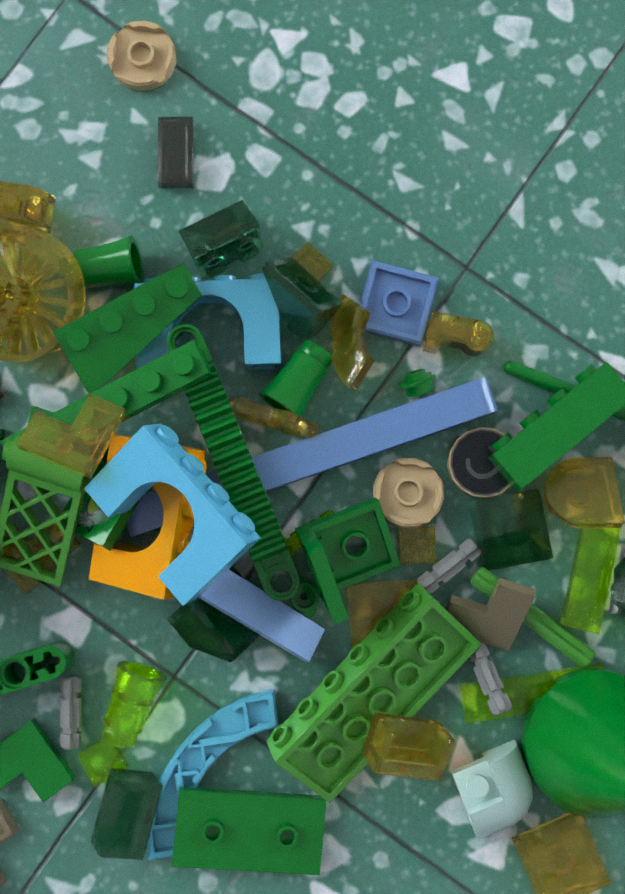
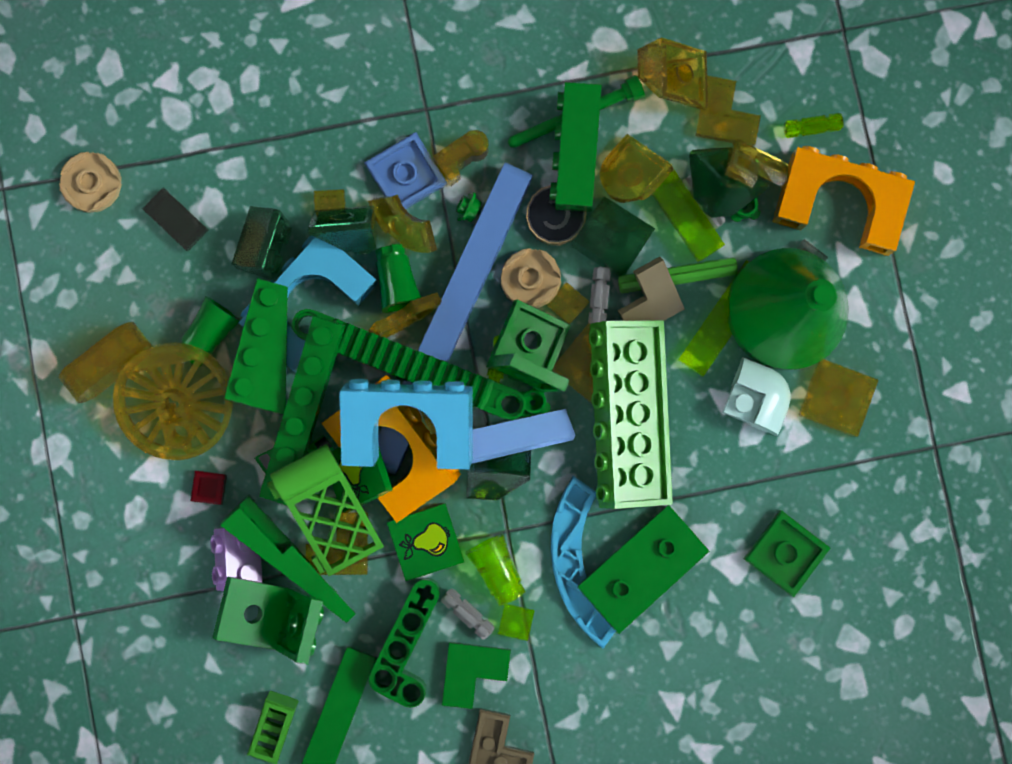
camera: 50 degrees left, 0 degrees up
(74, 446) = (310, 446): clear yellow tile -> none
(99, 619) = (425, 542): none -> green tile
(126, 814) = (561, 633): clear green panel -> none
(408, 747) = (682, 422): clear yellow panel -> none
(490, 681) = (690, 337): light grey axle -> none

